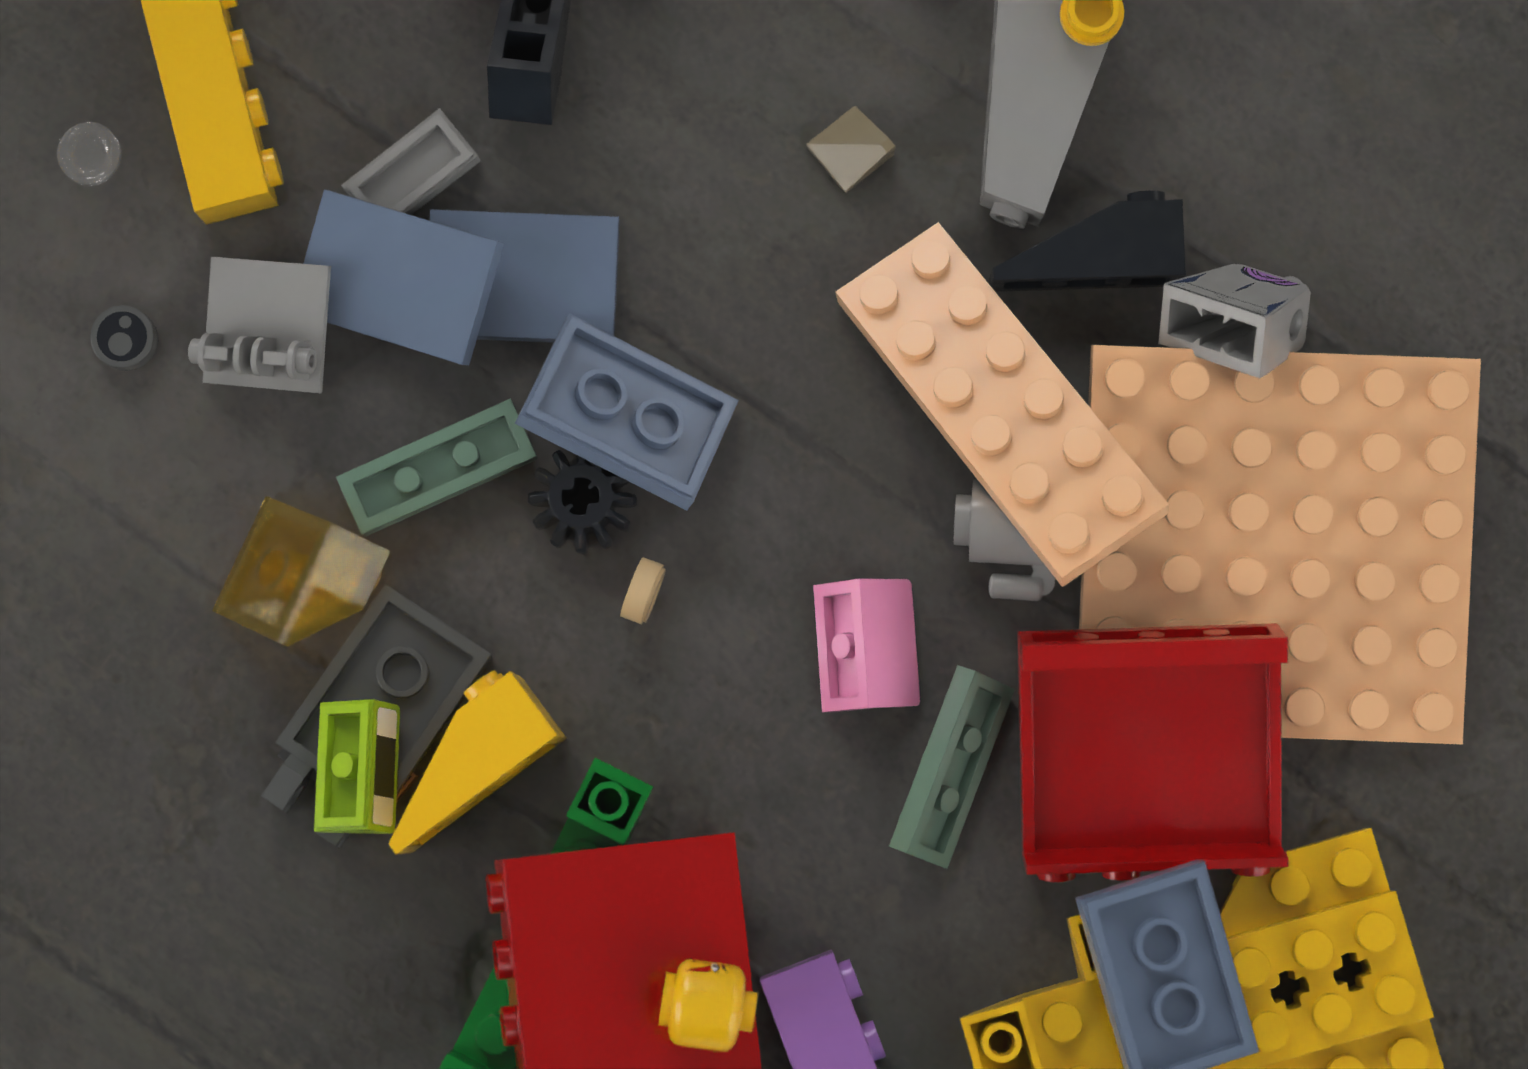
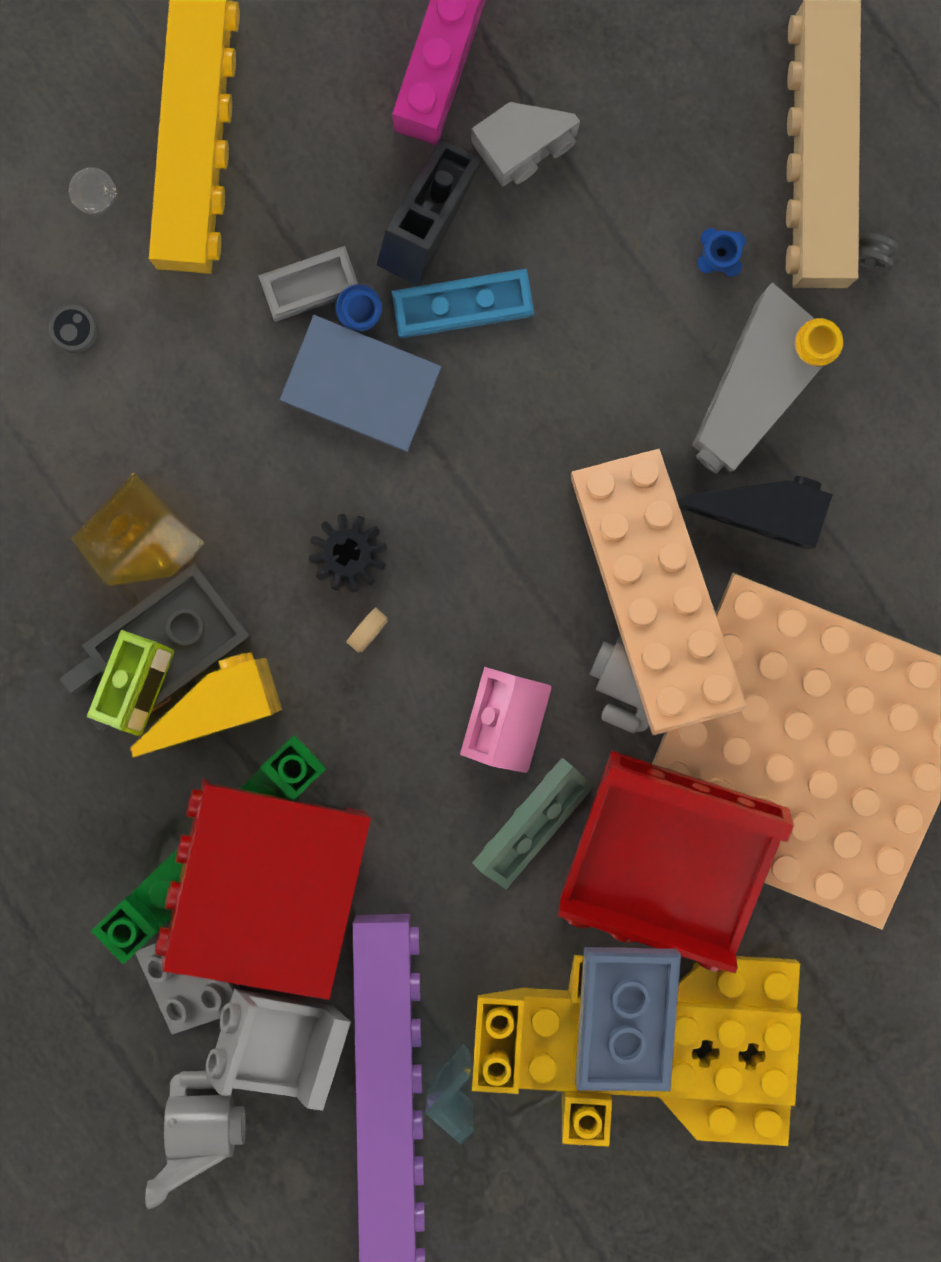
camera: 20 degrees right, 5 degrees up
(264, 325) = (172, 355): light grey hinge -> none
(403, 276) = (274, 354): sand blue tile -> none
(436, 468) = (256, 495): sand green plate -> none
(485, 180) = (358, 307): none -> blue plate
(617, 128) = (463, 303): none -> dark azure tile
(627, 412) = (399, 505): sand blue tile -> none
(707, 1005) = (310, 931): yellow head -> none
(851, 148) = (618, 375): dark tan slope -> none
(1252, 320) = (839, 589): light grey torso -> none

